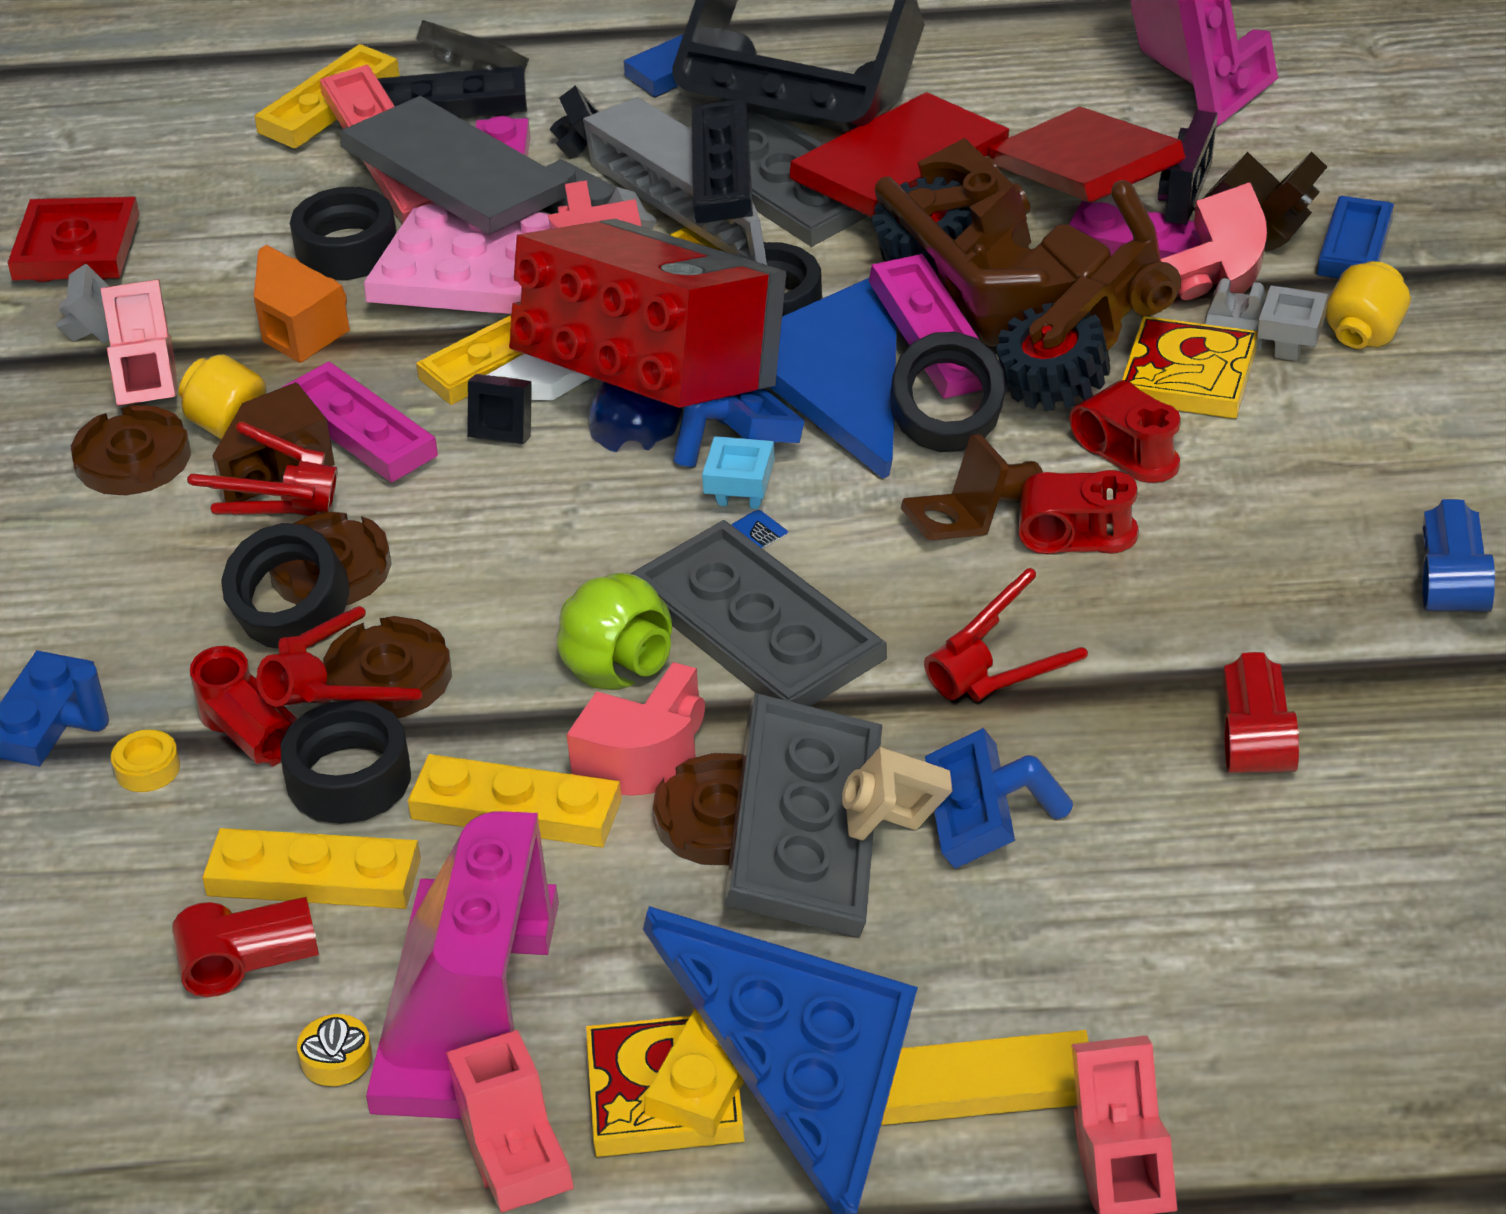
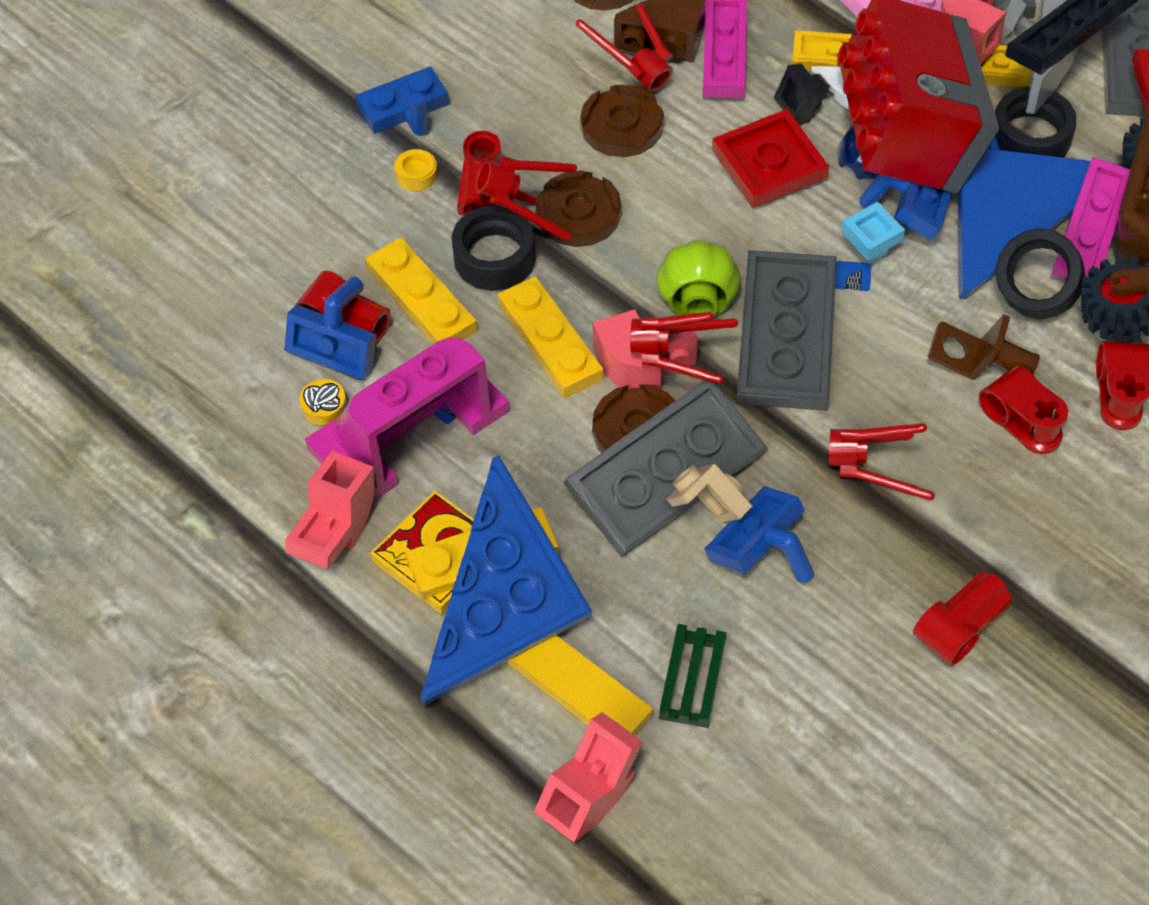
camera: 45 degrees right, 15 degrees up
(263, 553) = (554, 102): black tyre -> none
(274, 974) = (330, 340): none -> blue plate
(541, 483) = (770, 158): none -> red plate
(663, 686) = (652, 336): none -> red plant
(1088, 968) = (699, 640): none -> dark green tile

